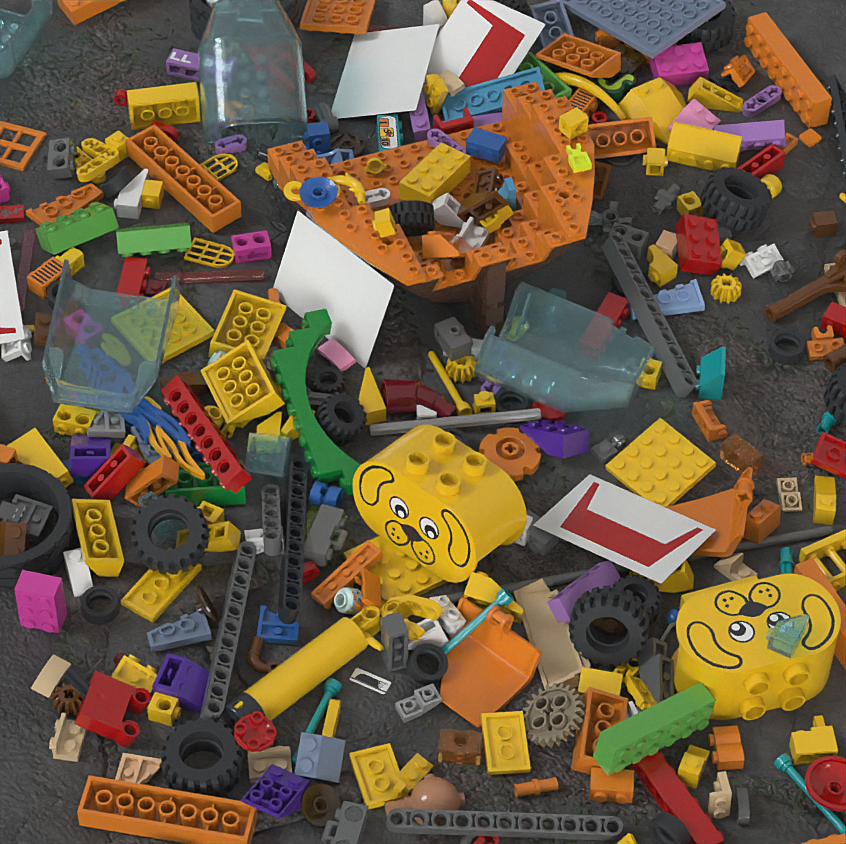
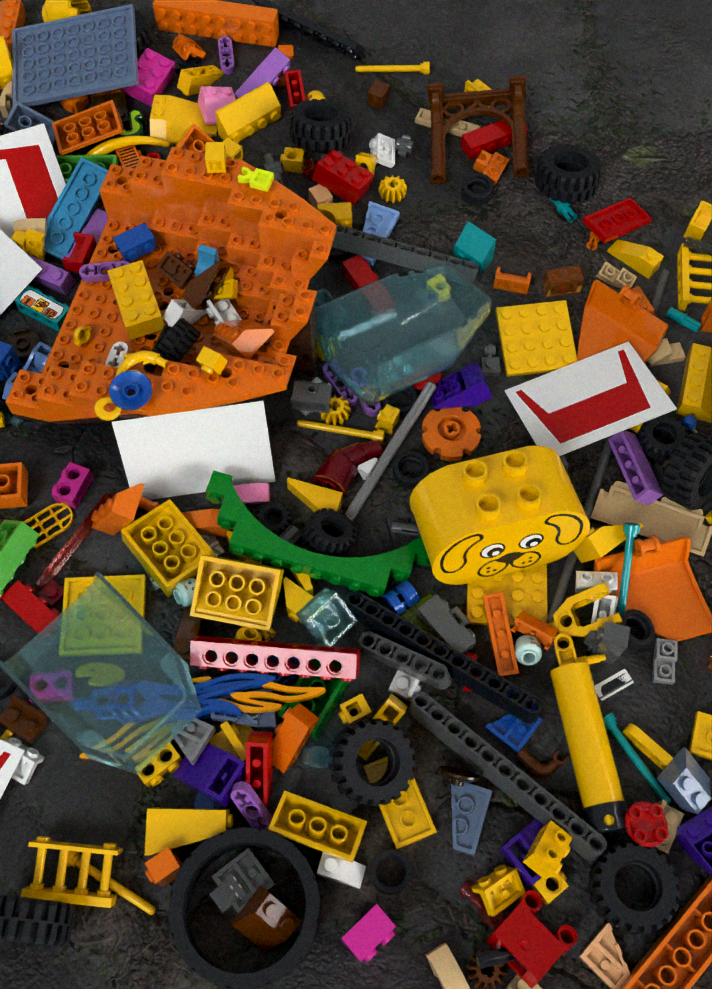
camera: 55 degrees left, 15 degrees up
(84, 477) = (250, 799): none -> medium lavender beam
(185, 678) = (548, 850): none -> yellow brick
(249, 276) = (117, 511): none -> orange slope

